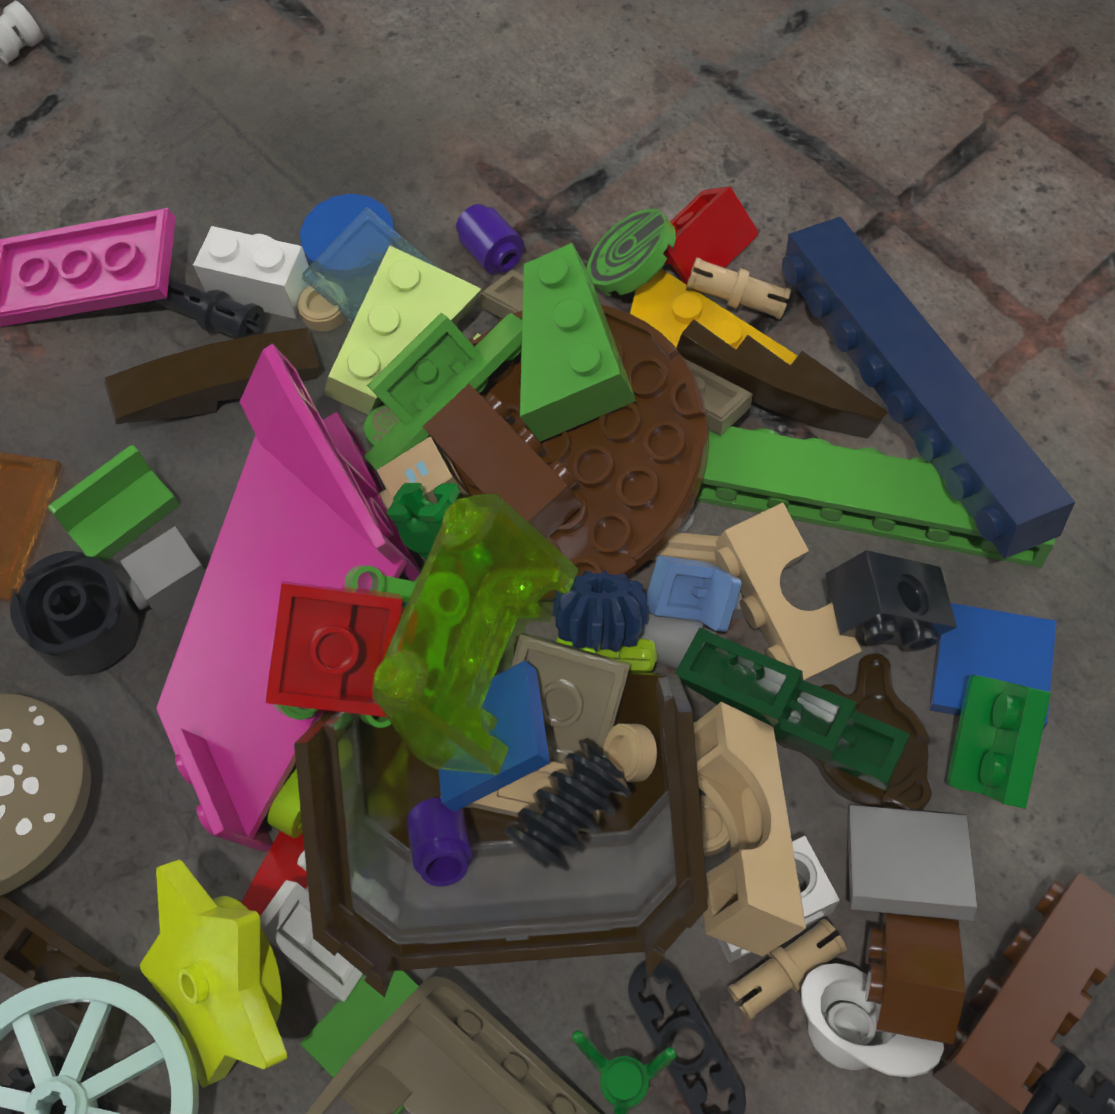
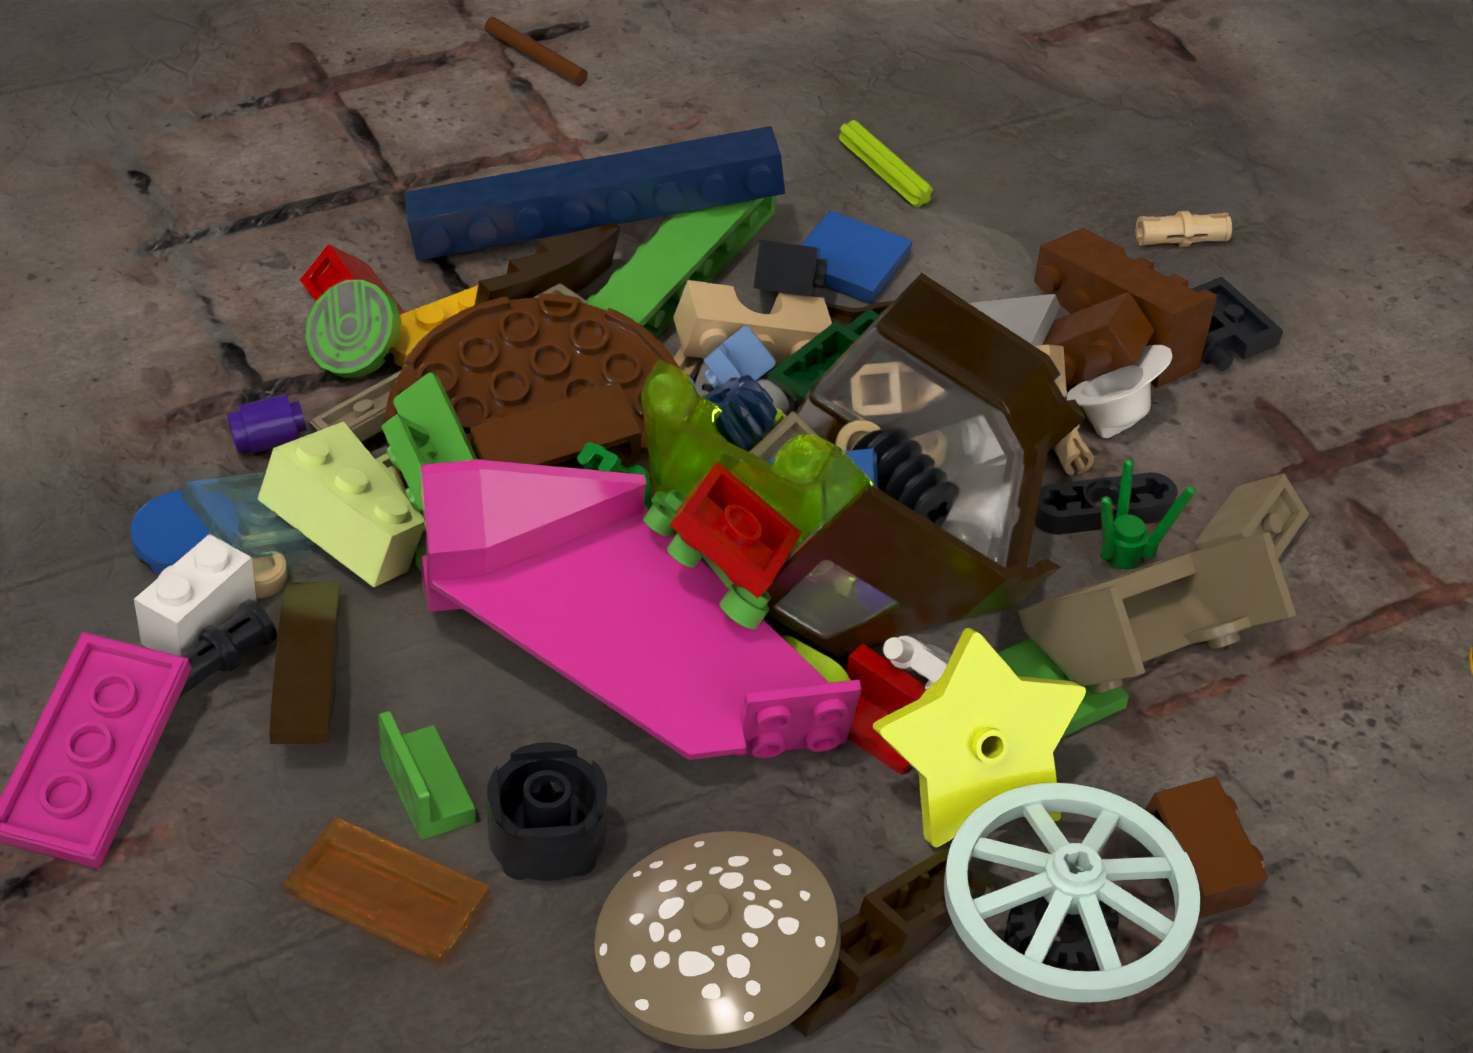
camera: 85 degrees left, 20 degrees down
(163, 574) = (522, 723): light grey brick -> none
(567, 348) = (471, 346): bright green wedge -> none
(738, 288) = (429, 281): tan pin -> none
(998, 739) = (925, 243): green bracket -> none

